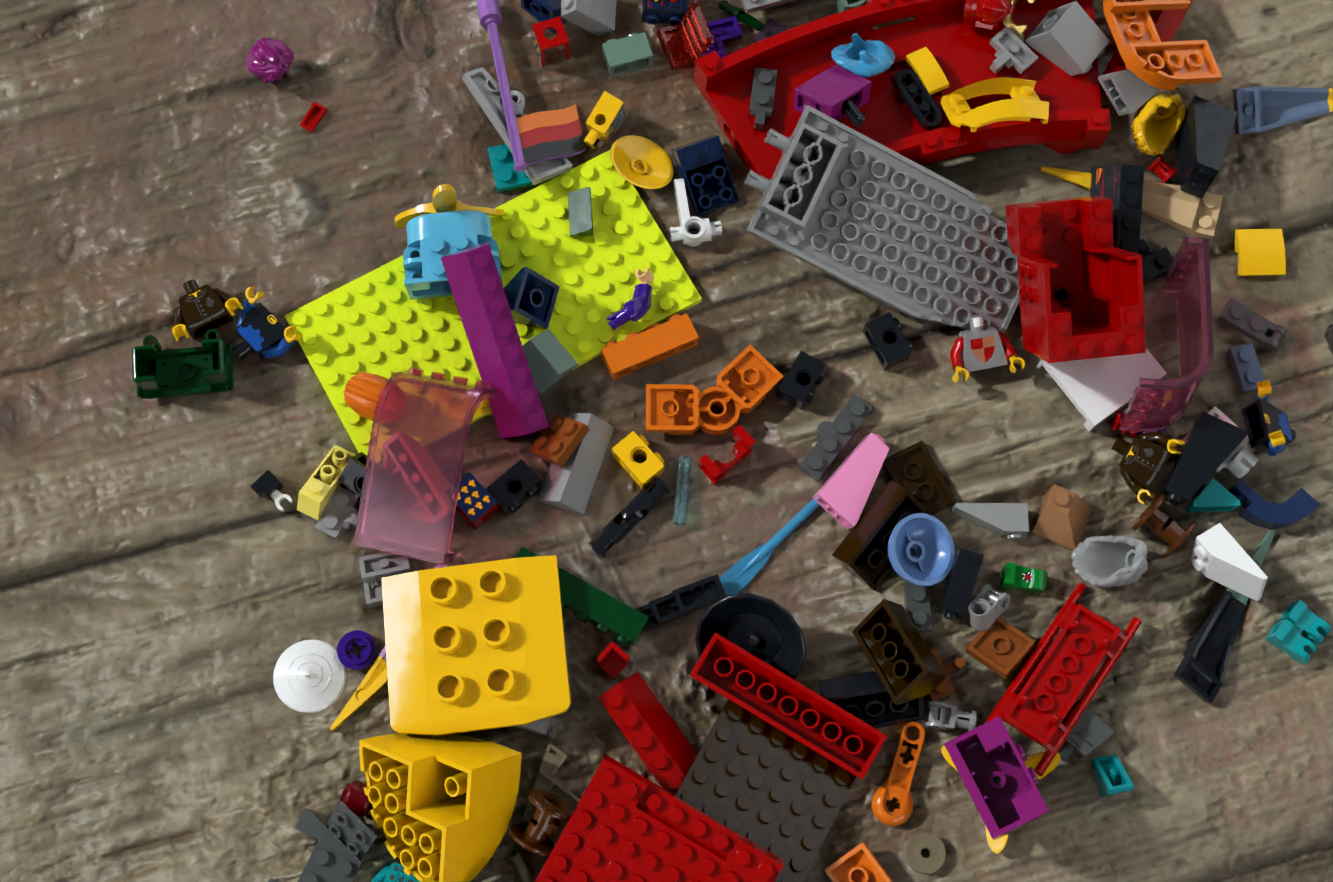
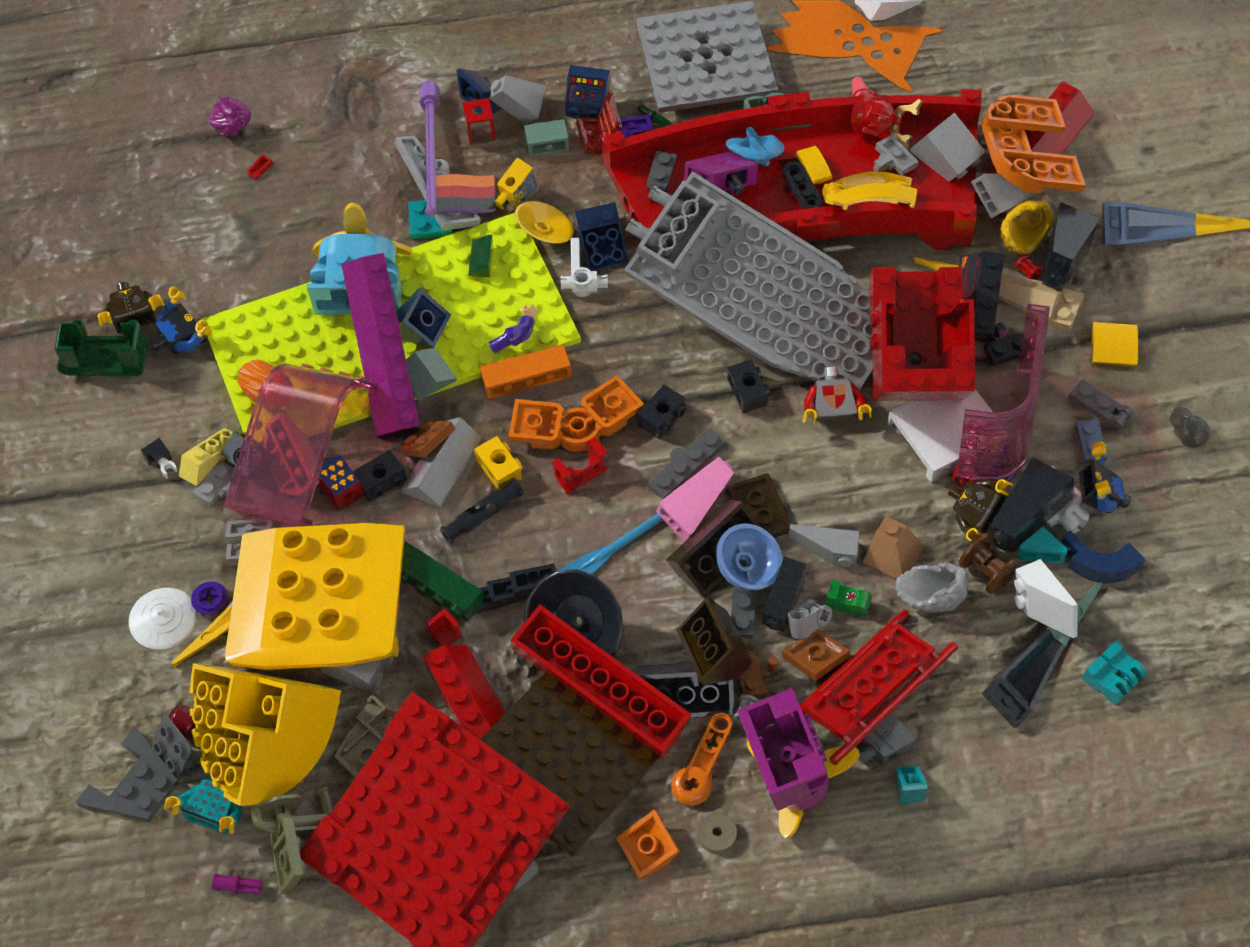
camera: 15 degrees right, 15 degrees down
(544, 822) = (353, 758): reddish brown hose -> none
(682, 490) = (535, 494): clear light blue axle -> none

